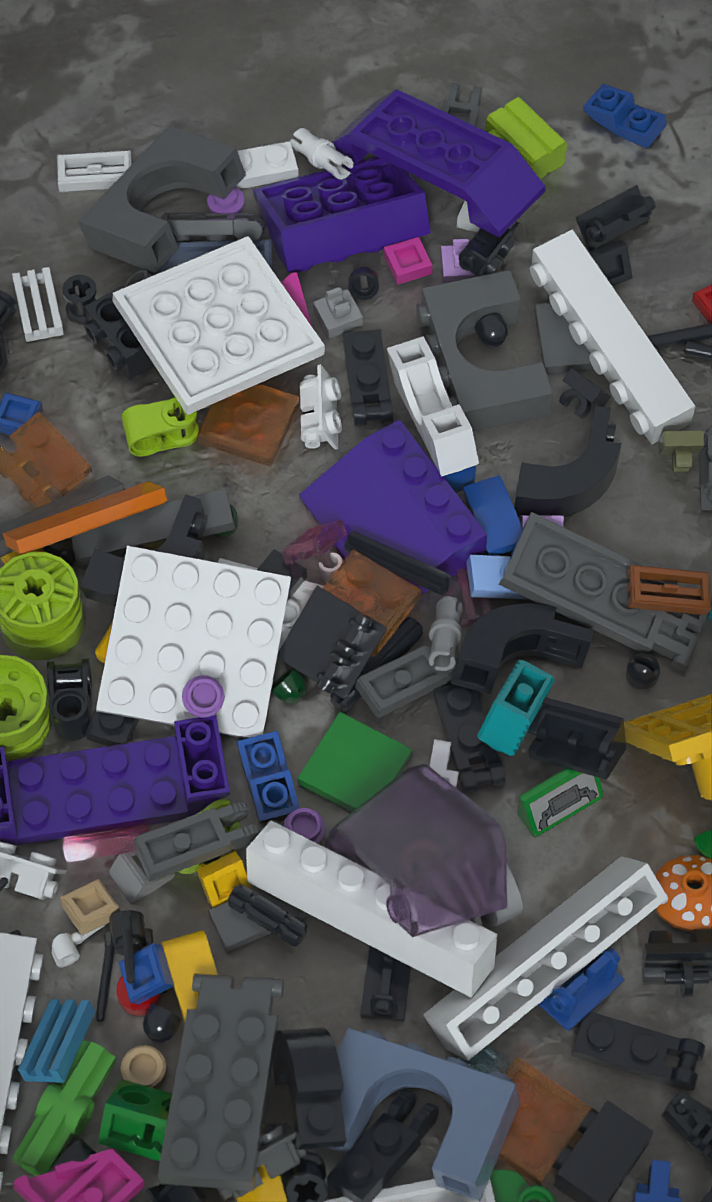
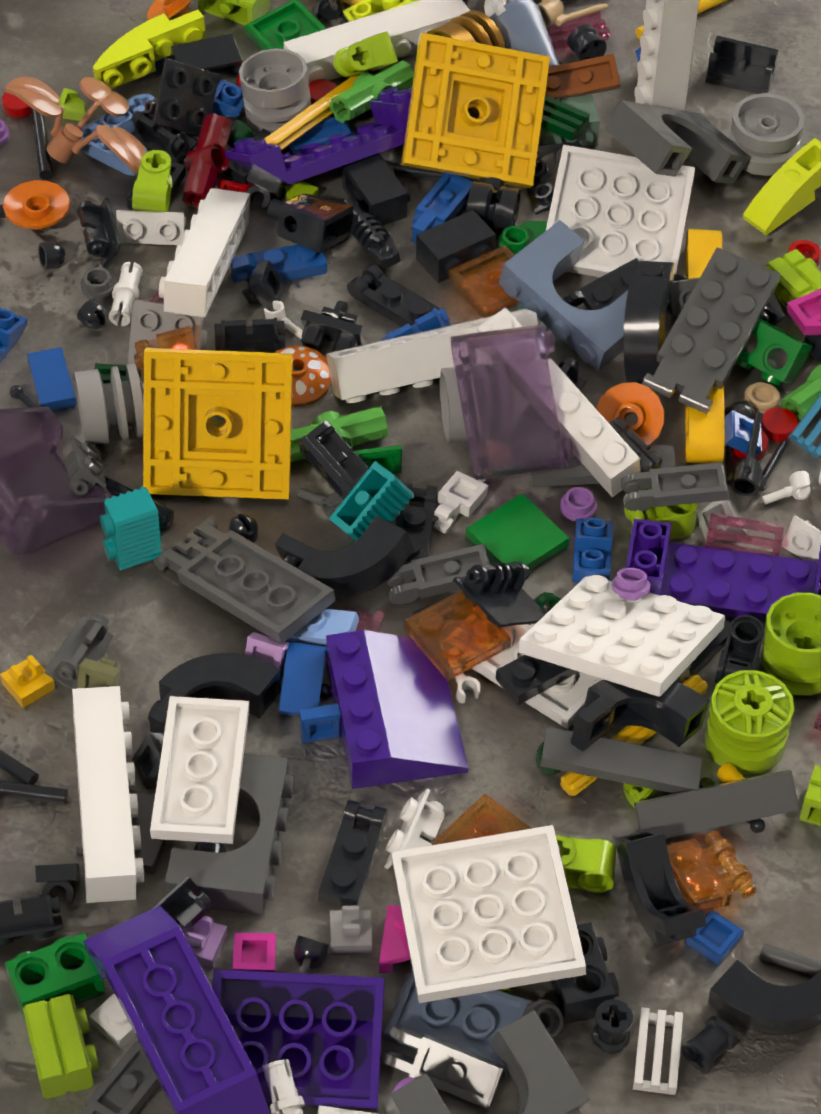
camera: 160 degrees left, 10 degrees down
(71, 412) = (654, 889): none -> black arch
(85, 517) = (683, 771): orange tile -> none
(89, 906) = (771, 503): tan tile -> none
(113, 1032) = (778, 423): none -> red tile
(276, 959) = (636, 399): none -> orange dish
(314, 541) = (496, 662): clear pink tile -> none
(399, 563) = (414, 648): black axle -> none
(439, 423) = (316, 761): white arch -> none
(445, 633) = (400, 581): light grey pin -> none
(531, 360) = (200, 770): none -> white plate
(569, 182) = (50, 967): none -> green brick
(610, 814) = (353, 428): none -> bright green piece
(635, 588) = (189, 561): dark orange tile -> none

